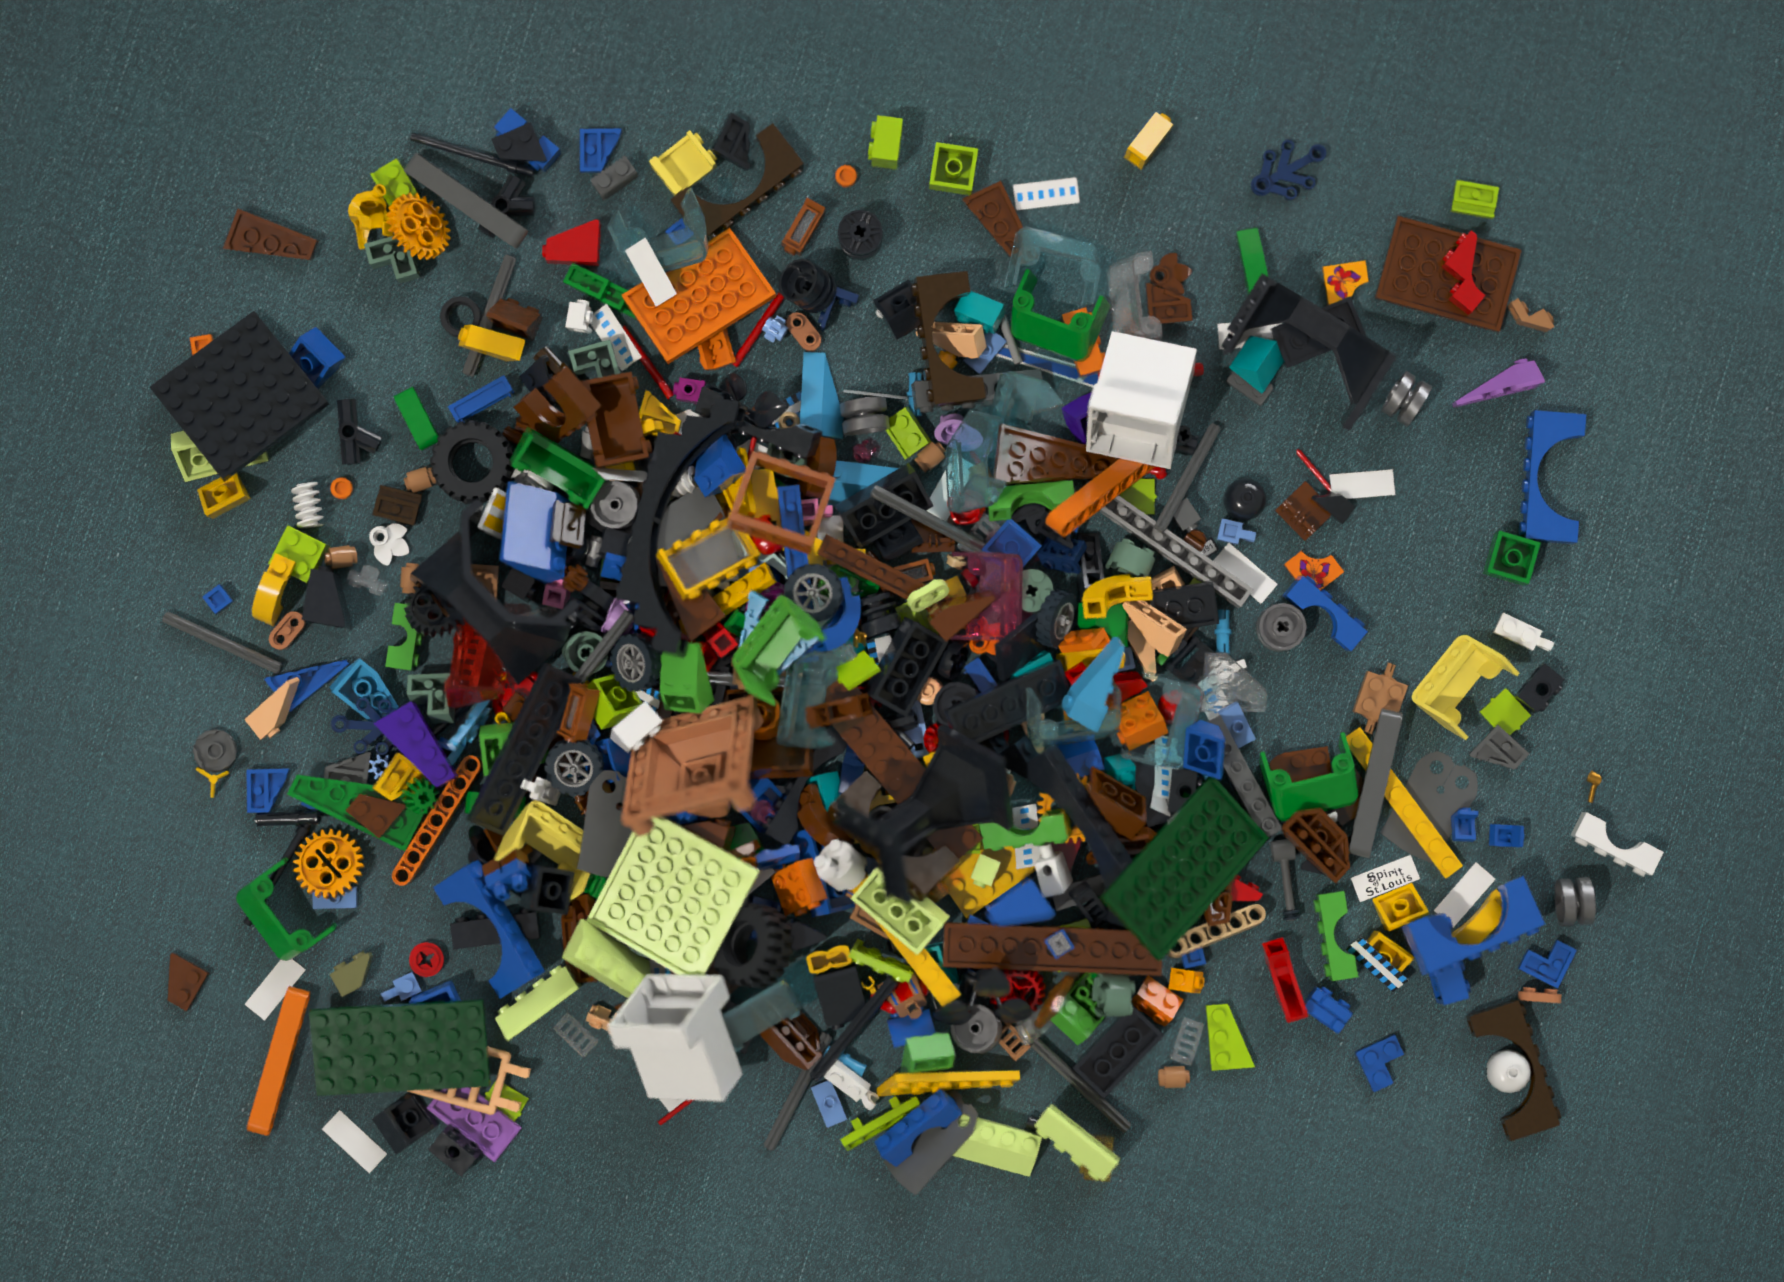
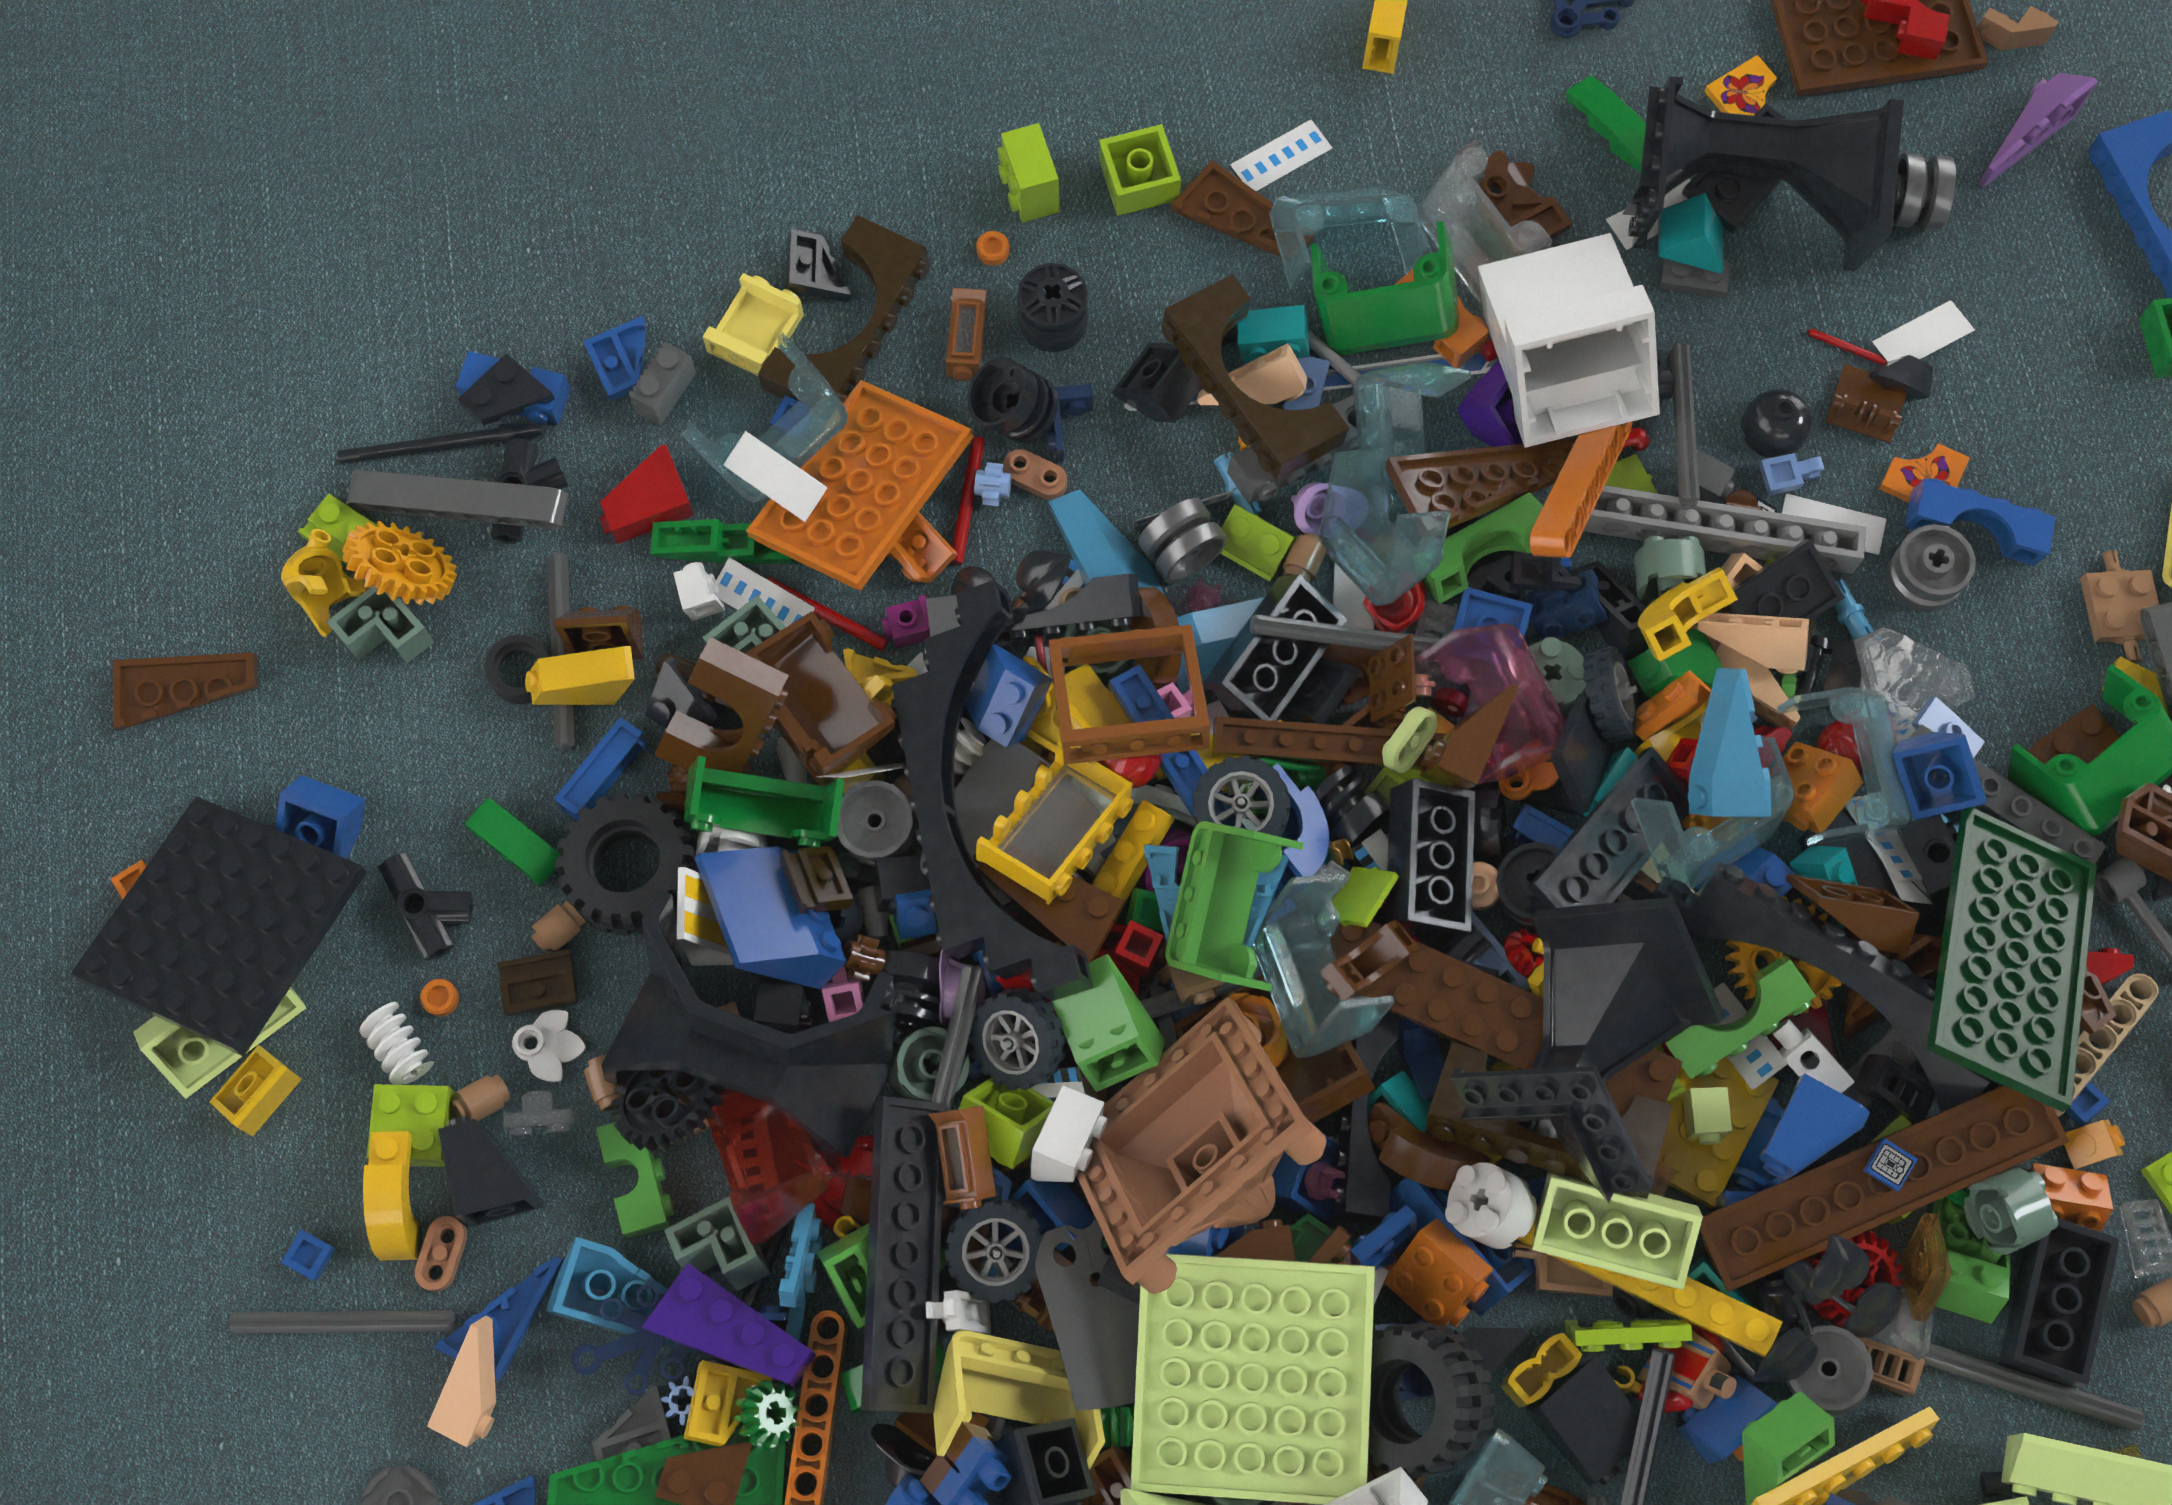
camera: 20 degrees left, 15 degrees down
(936, 556) = (1392, 681): none -> reddish brown hinge

